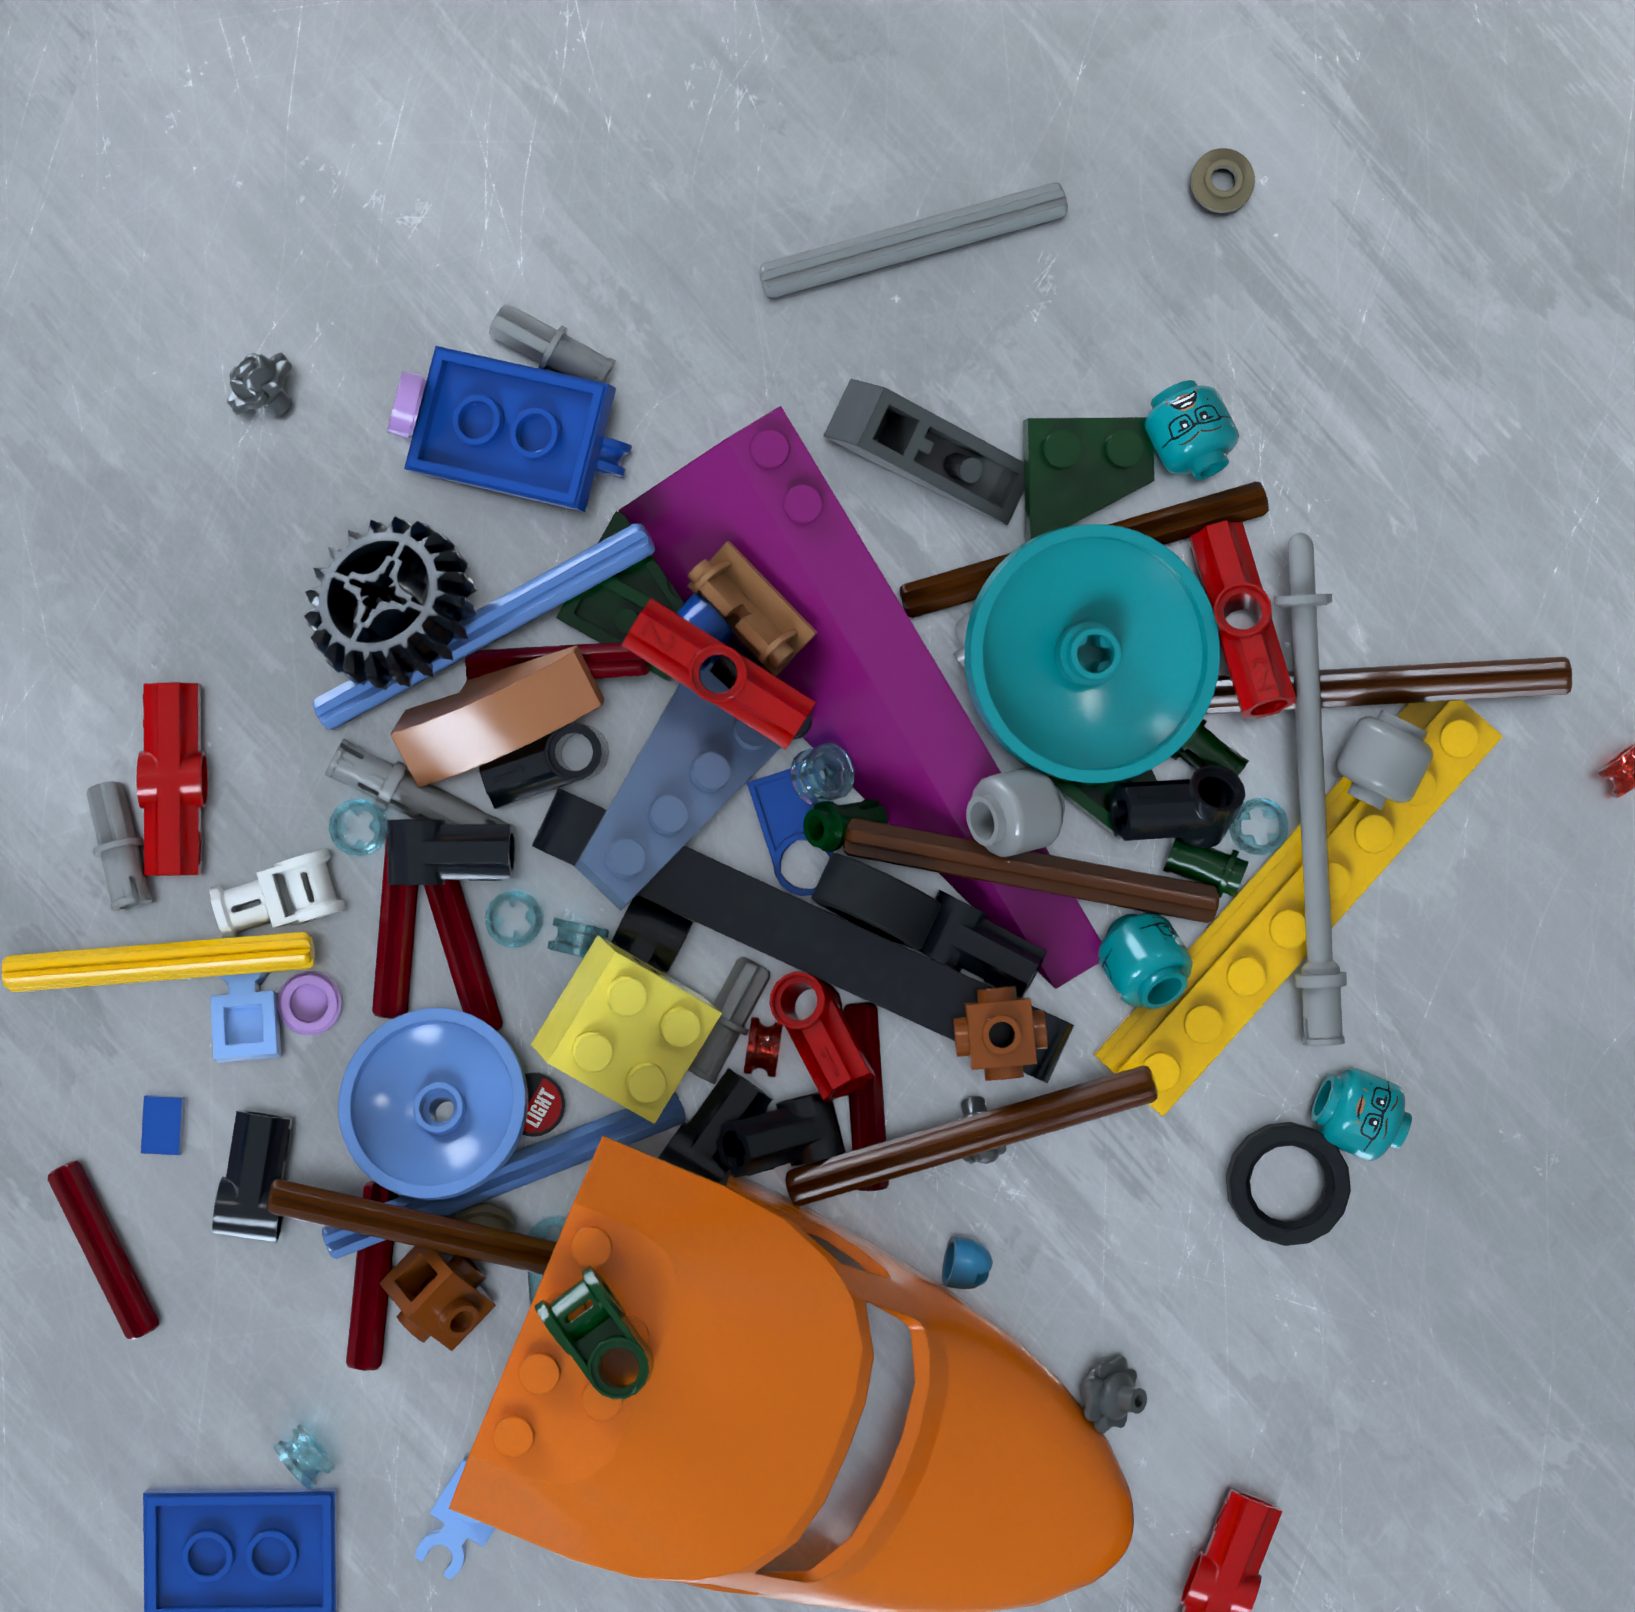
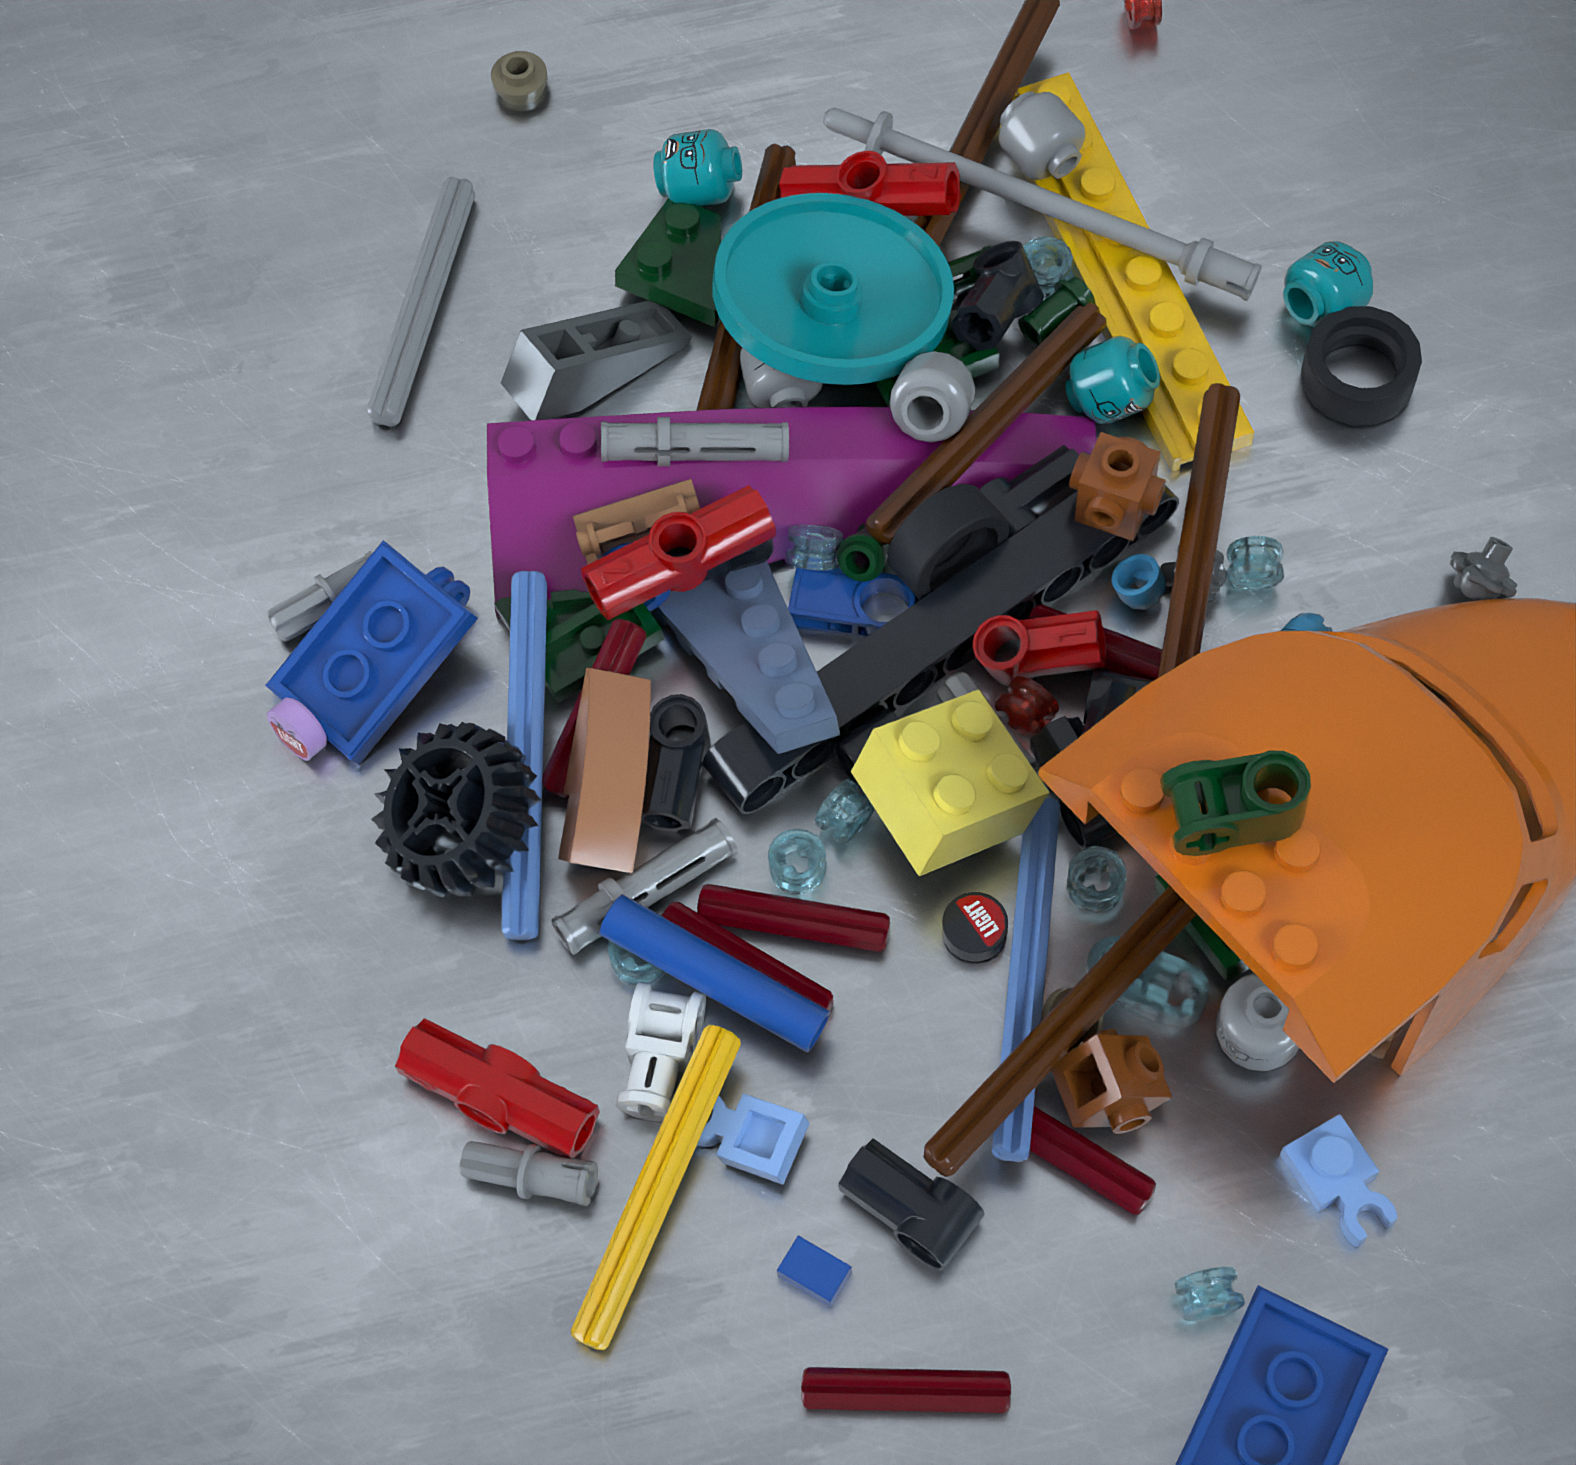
camera: 60 degrees left, 25 degrees down
(260, 384) = (200, 837): dark grey plant -> none
(310, 1003) = (774, 1074): lavender tile -> none
(359, 912) = (714, 973): none -> blue piece
(402, 1079) = (898, 970): medium blue dish -> none
(436, 851) = (697, 879): black piece -> none
(843, 610) = (694, 442): none -> light grey pin
(929, 1085) = (1143, 572): none -> dark azure hinge
(1017, 1182) = (1255, 563): none -> clear light blue bush

